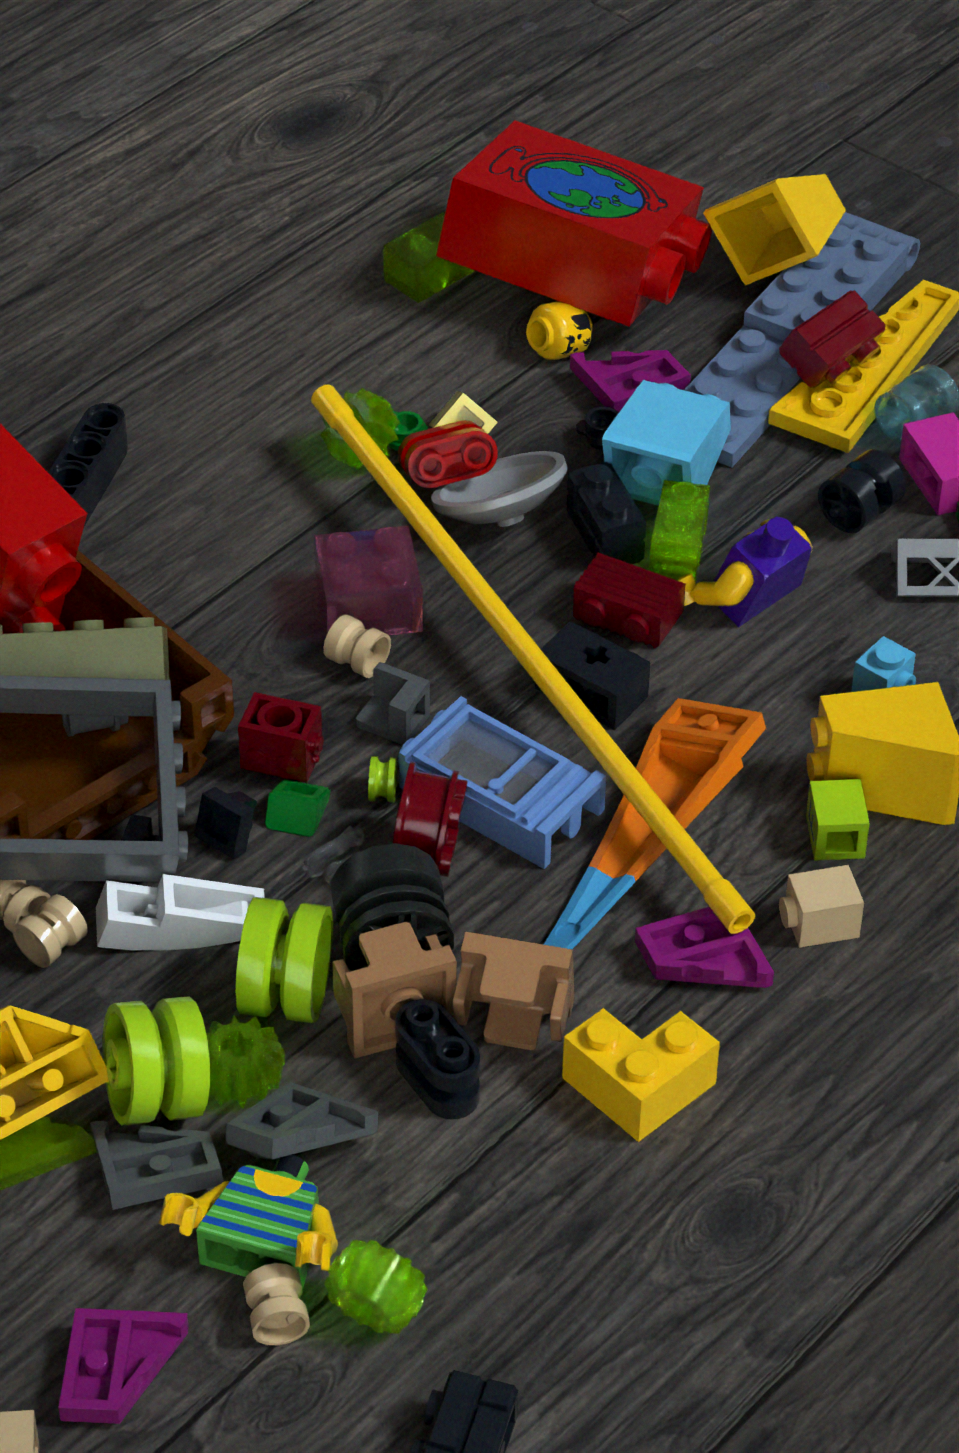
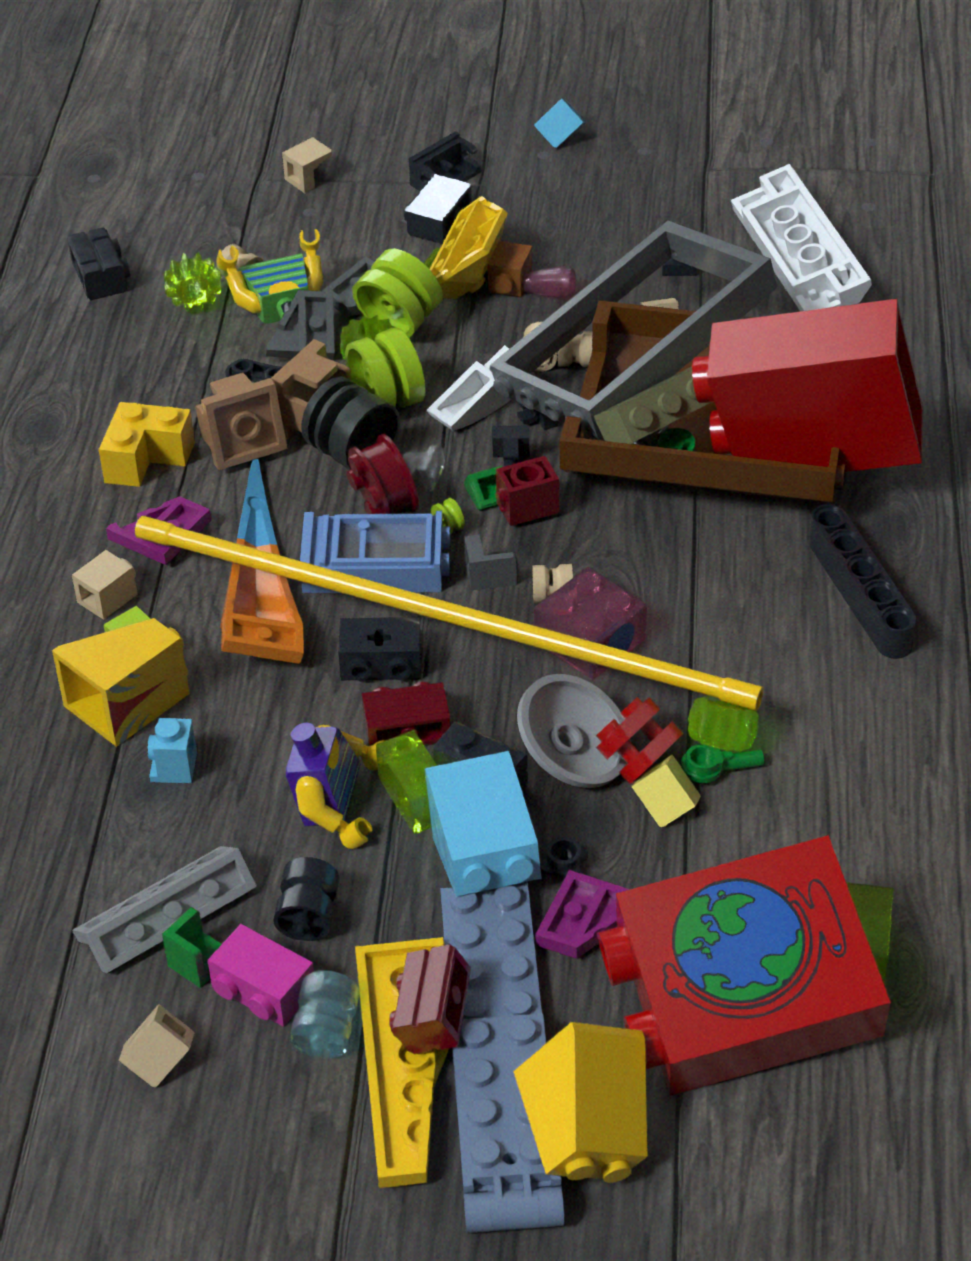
camera: 145 degrees right, 0 degrees up
(115, 1360) = (297, 212): magenta wing -> none

